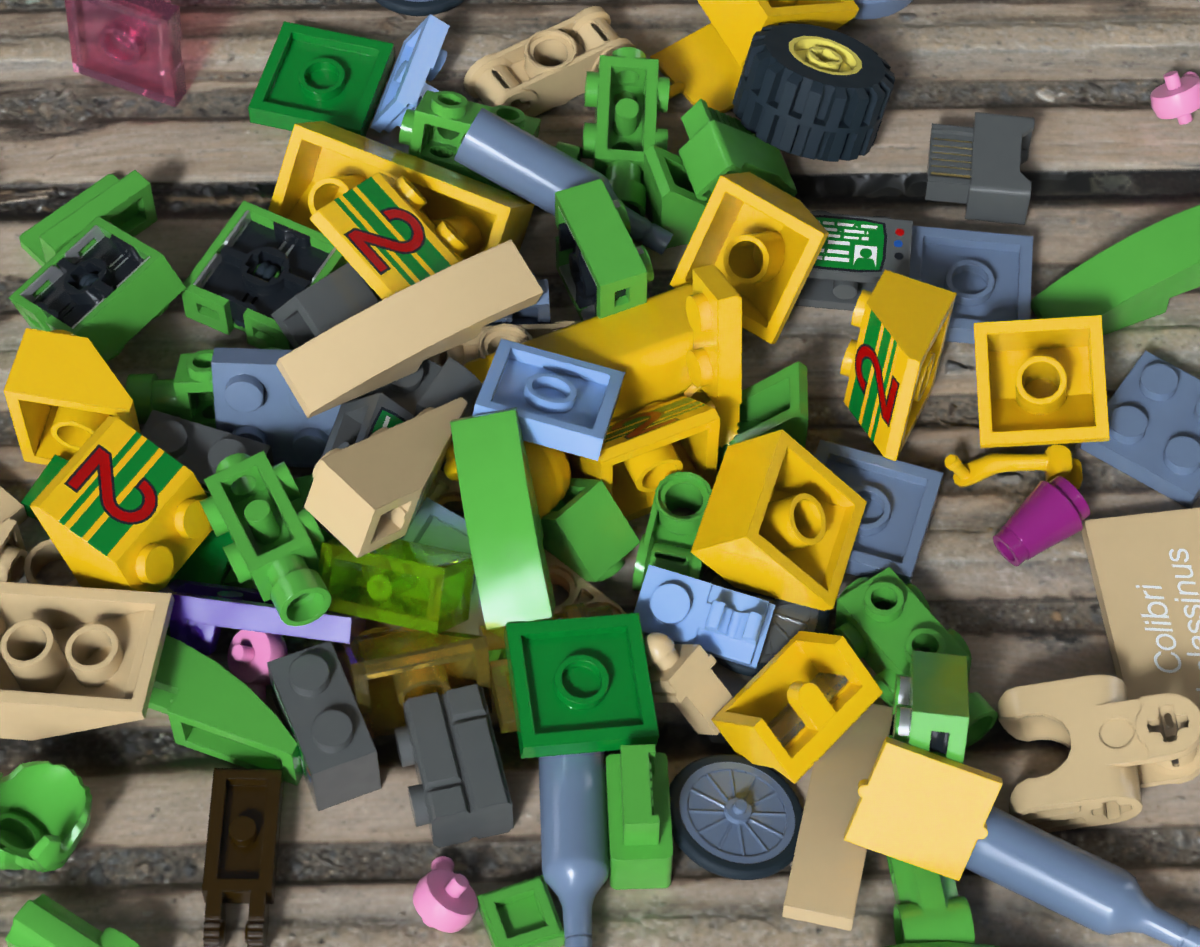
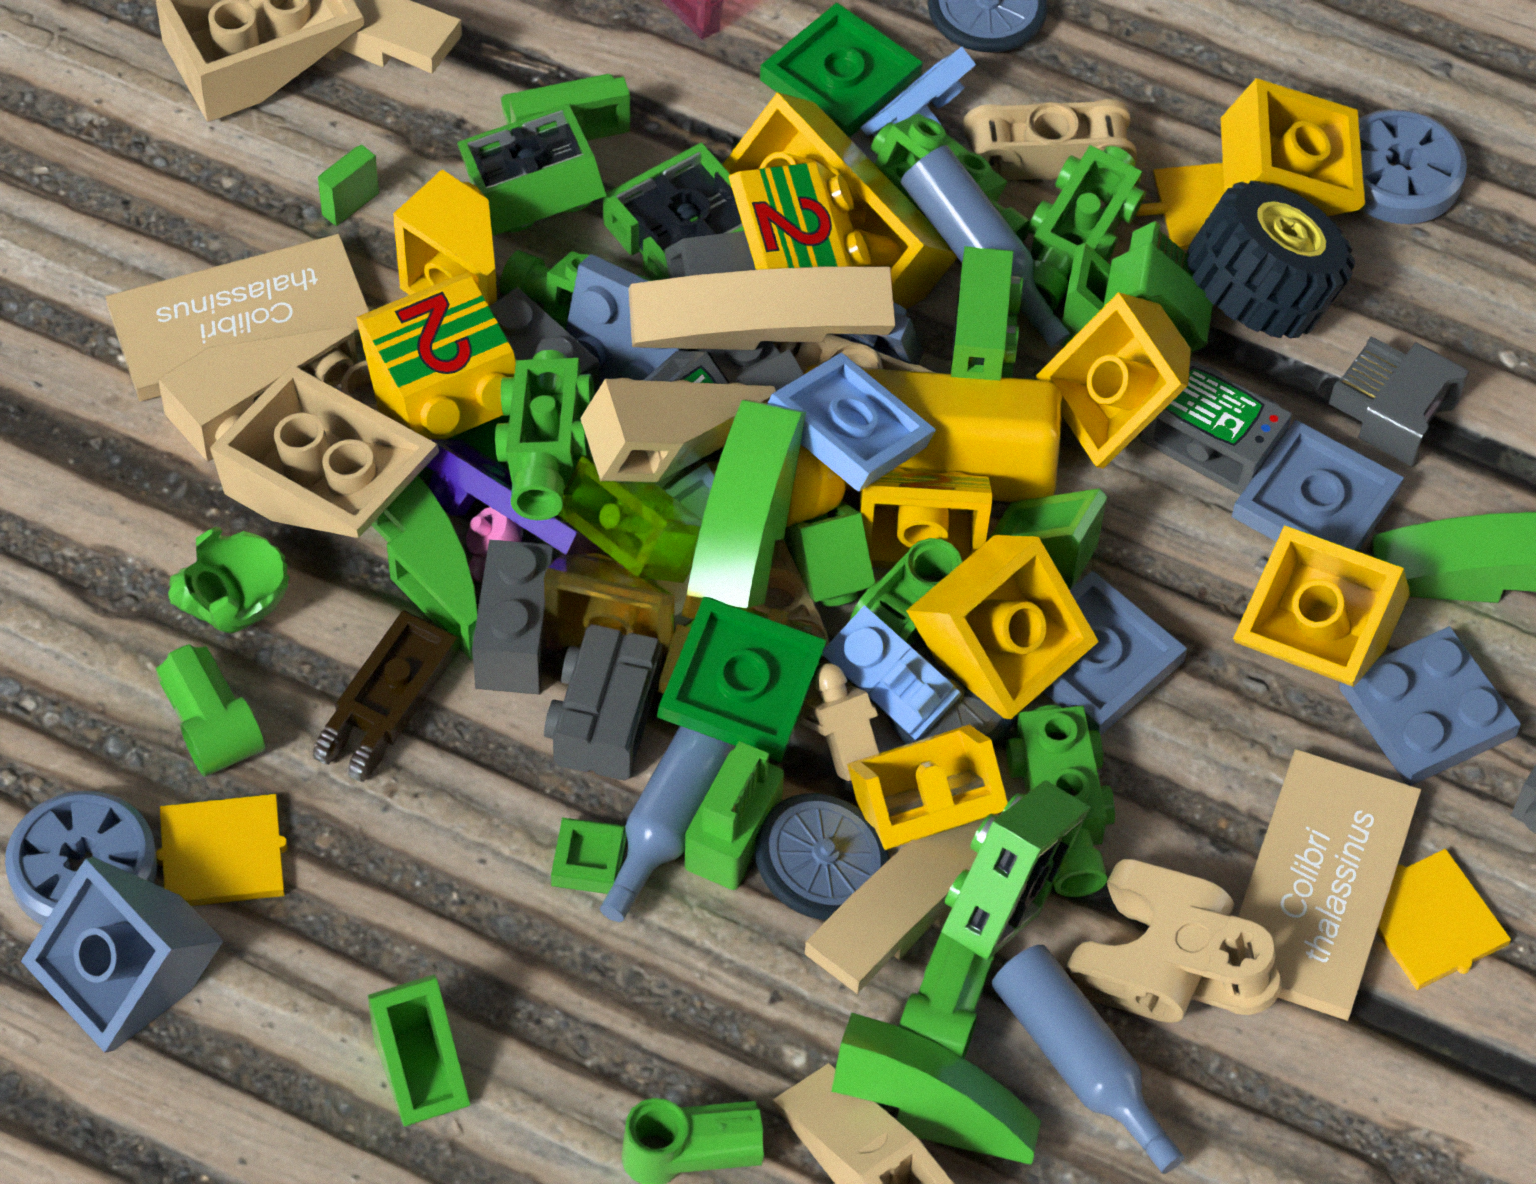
camera: 25 degrees right, 0 degrees up
(445, 897) = (533, 806): bright pink piece -> none
(717, 347) = (1022, 455): yellow hinge -> none
(895, 356) = (1200, 526): yellow slope -> none
(922, 808) = (969, 915): yellow piece -> none
(1043, 520) = (1254, 732): magenta cone -> none
(1054, 461) = (1301, 699): yellow piece -> none

